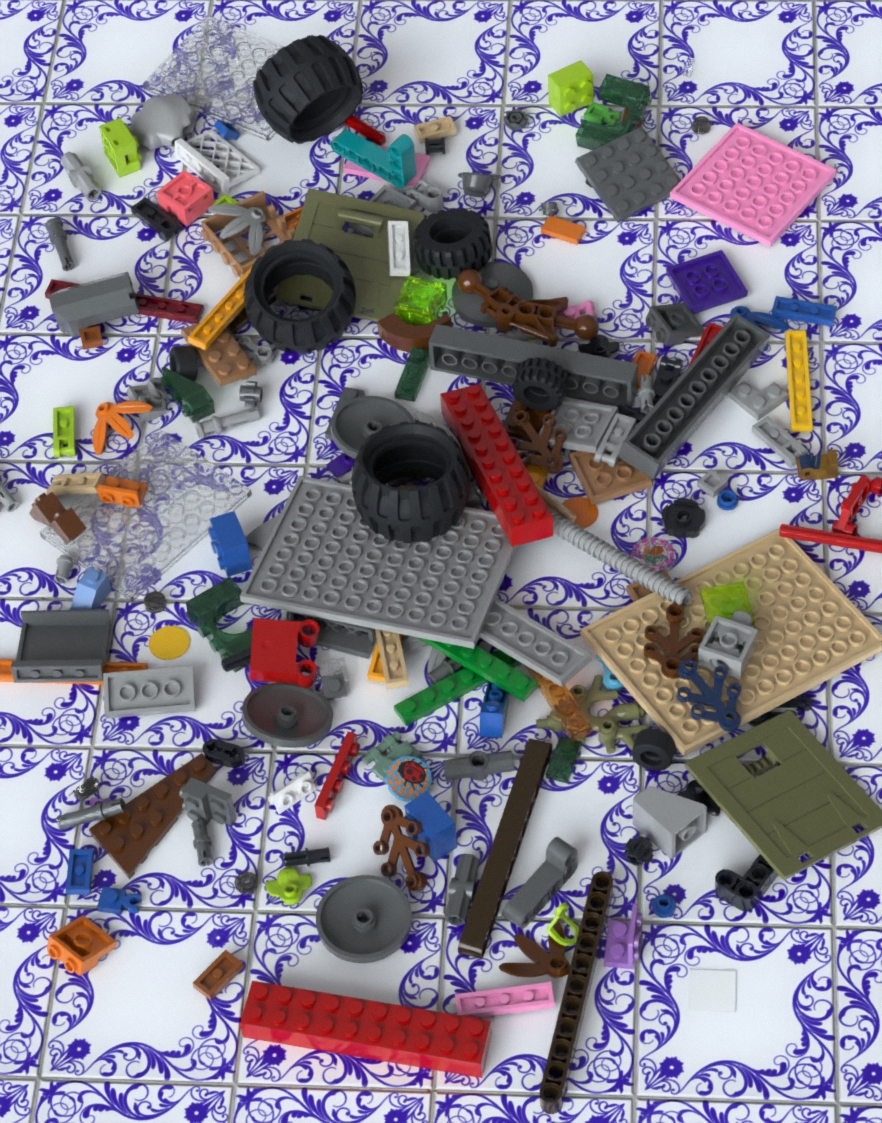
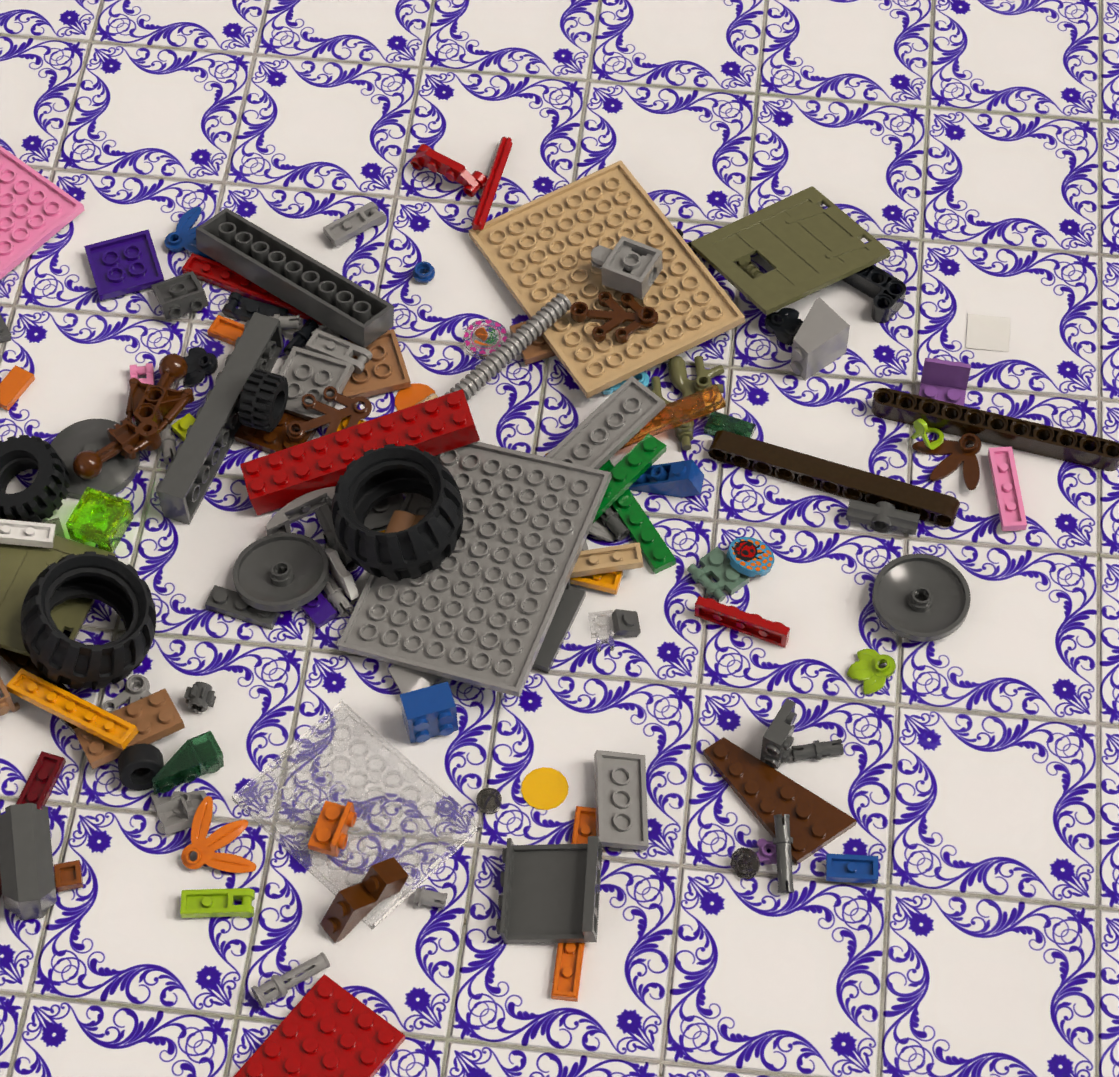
camera: 90 degrees left, 5 degrees up
(76, 483) = (310, 882): tan plate -> none
(80, 945) = (947, 863): orange plate -> none
(91, 590) = (474, 865): medium blue slope -> none
(115, 900) = (885, 835): blue plate -> none
(209, 608) = (517, 745): clear green arch -> none
(217, 424) = (238, 733): light grey pin -> none
(218, 975) = (980, 733): dark orange plate -> none
(223, 753) = (707, 732): black beam -> none
(246, 888) = (865, 714): clear smoke plate -> none
(275, 651) = (590, 663): red piece -> none
(287, 715) = (667, 661): dark grey dish -> none
(293, 792) = (763, 671): white hinge -> none
(306, 857) = (839, 651): black axle -> none
(366, 1029) = (1042, 604): red brick -> none
(392, 819) = (839, 556): reddish brown plant -> none
(405, 336) = (145, 539): reddish brown arch -> none
(413, 374) = (196, 539): clear green plate -> none
(437, 825) = (817, 533): blue brick -> none
(466, 766) = (738, 506): dark grey piece -> none
(543, 884) = (878, 449): dark grey beam -> none
(639, 851) = (844, 370): black gear -> none
(653, 749) = (732, 347): black tyre -> none
(661, 911) = (901, 364): blue plate -> none
(679, 528) = (442, 319): black plate -> none
(710, 697) = (711, 277): dark blue plant -> none
(712, 483) = (401, 281): light grey plate -> none
(725, 601) = (574, 270): clear neon green plate -> none
(758, 403) = (296, 232): light grey plate -> none
(798, 381) = (277, 201): yellow plate -> none
(804, 311) = (184, 188): blue plate -> none
(818, 466) = (393, 194): pearl gold leg -> none

